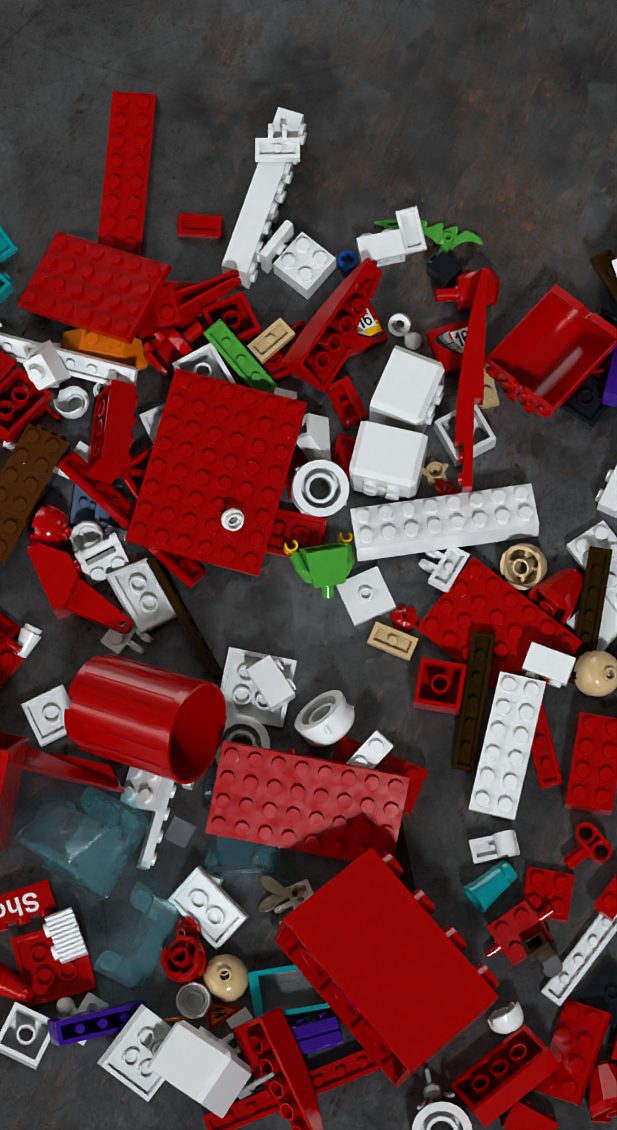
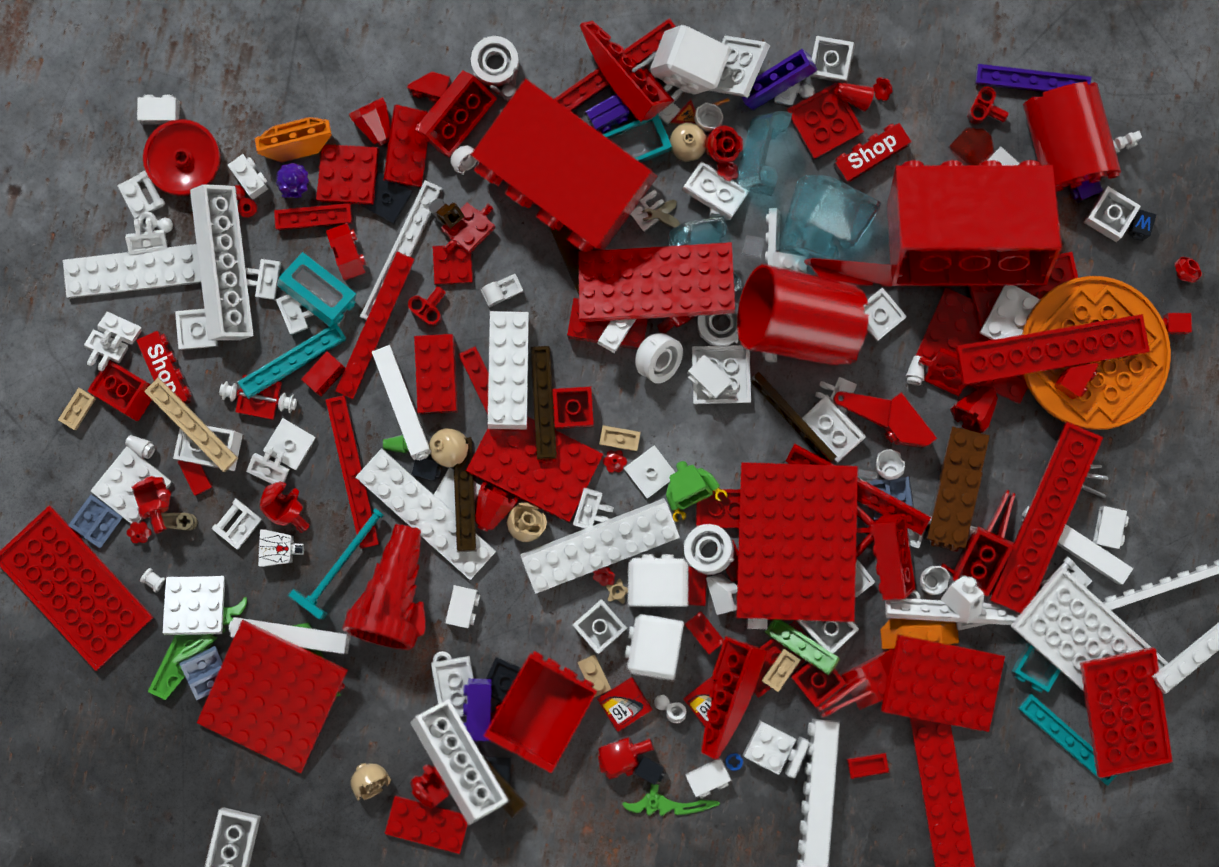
camera: 165 degrees right, 10 degrees up
(51, 527) = (922, 464): red cylinder -> none
(65, 935) = (821, 140): white brick -> none
(107, 562) = (872, 449): white plate -> none
(170, 347) = (863, 645): red piece -> none
(234, 524) = (773, 499): white plate -> none
(277, 149) = (816, 839): white hinge -> none
(411, 230) = (685, 801): white tile -> none
(471, 384) = (603, 666): red slope -> none
(490, 885) = (498, 259): teal plant -> none
(549, 665) = (488, 442): white brick -> none

